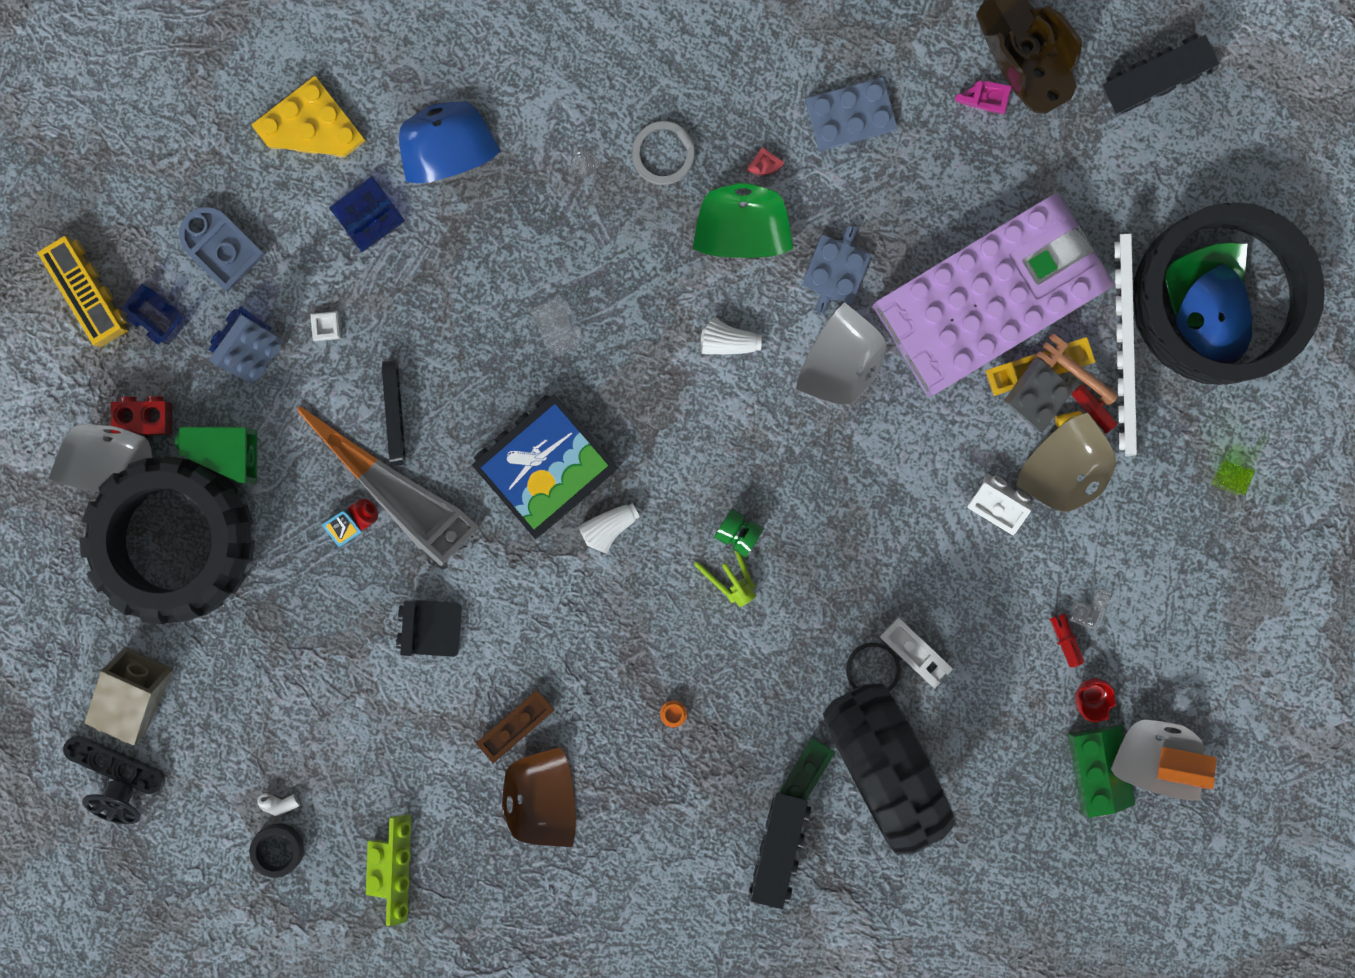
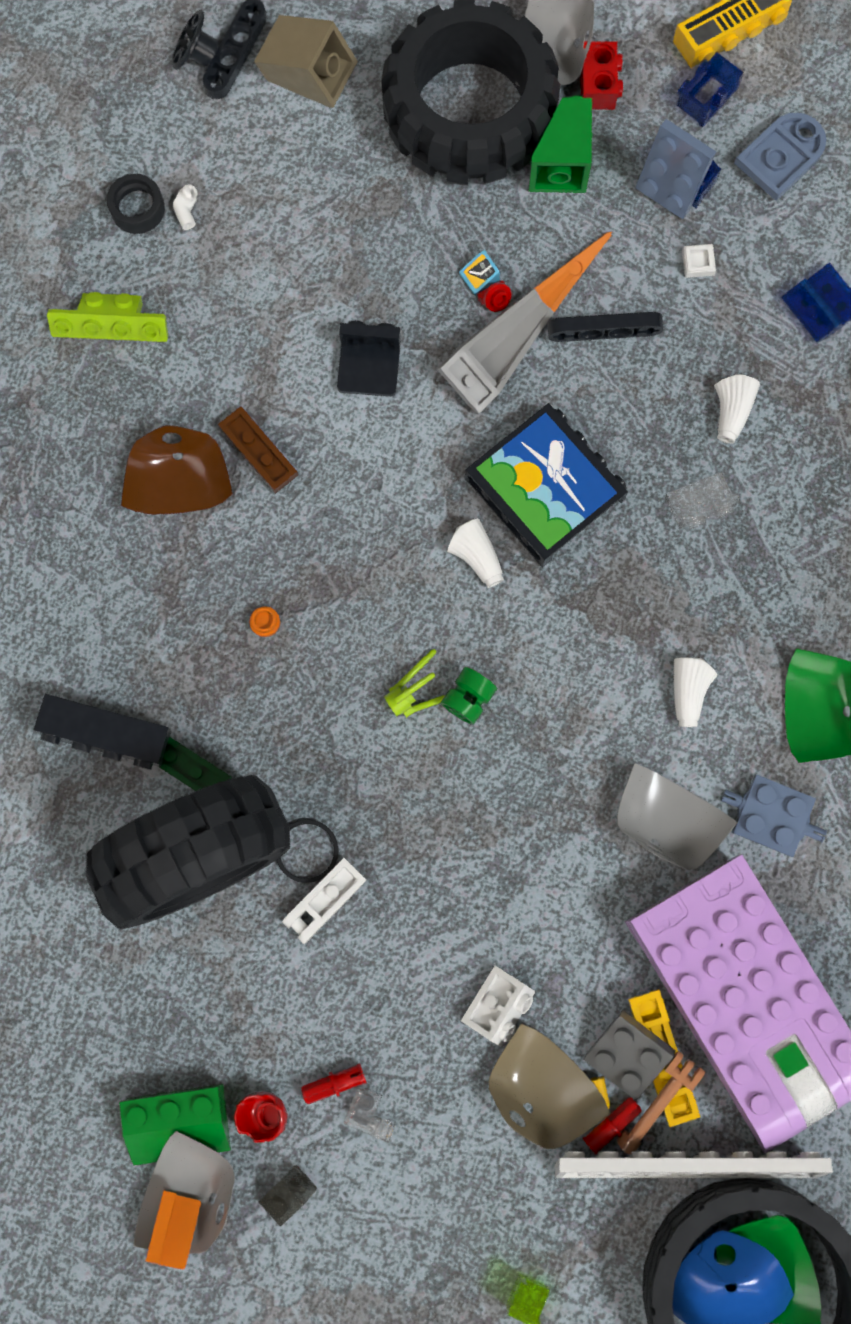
camera: 90 degrees right, 10 degrees down
(461, 294) = (736, 401): none -> white piece
(1156, 674) = (288, 1195): none -> clear smoke bracket

